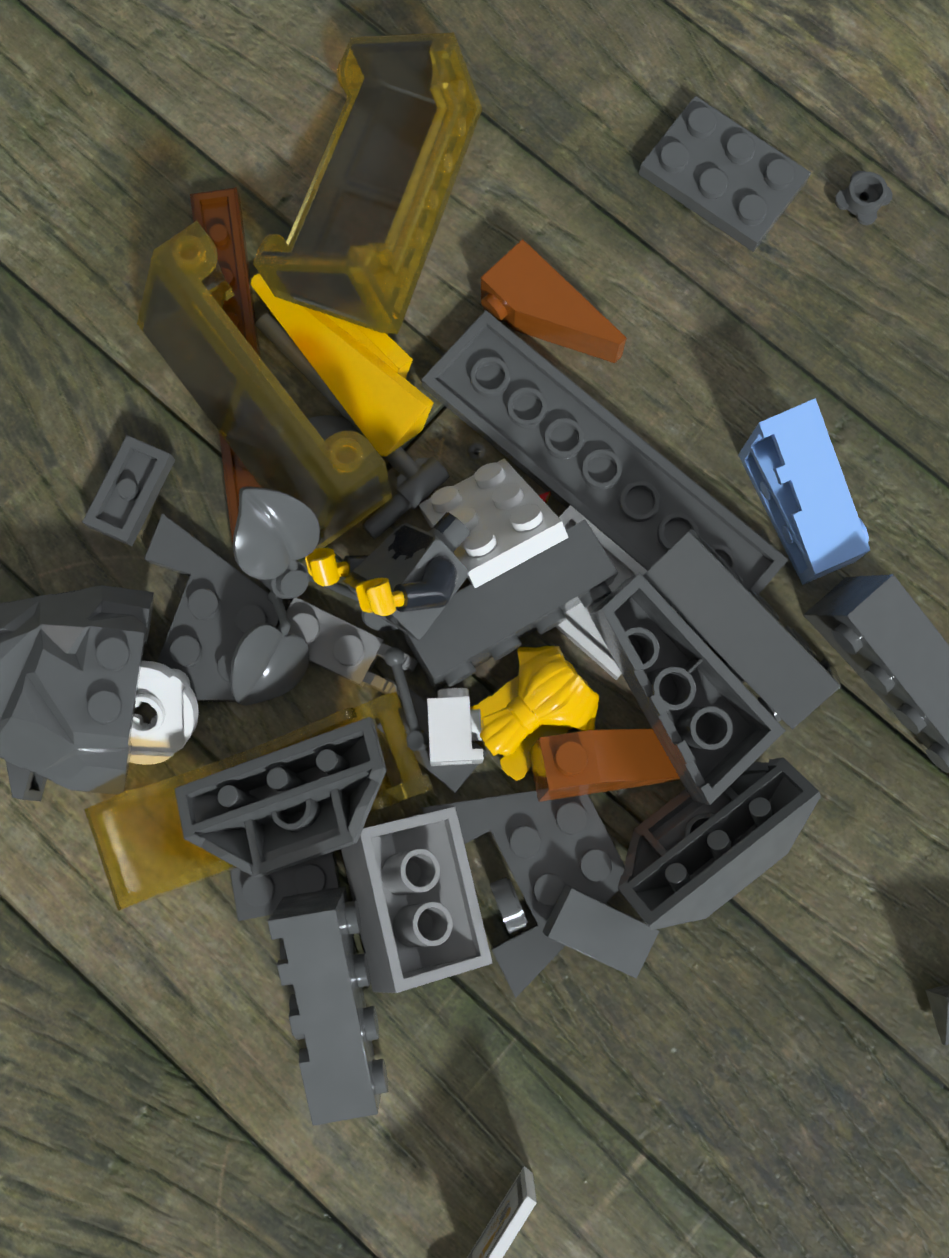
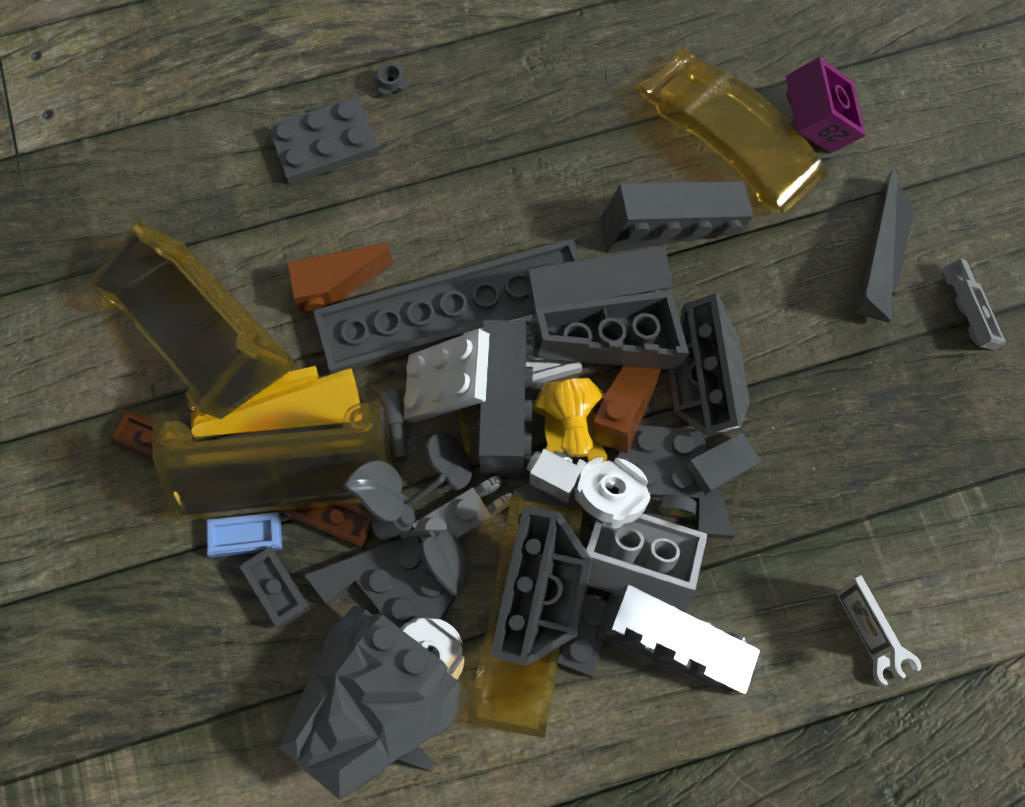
camera: 60 degrees left, 10 degrees down
(172, 416) = (243, 534): none -> light blue tile
(405, 577) = (453, 436): torso -> none
(416, 738) = (548, 497): dark grey hinge -> none
(442, 820) = (610, 507): none -> white plate
(805, 491) = (540, 206): light blue wedge -> none

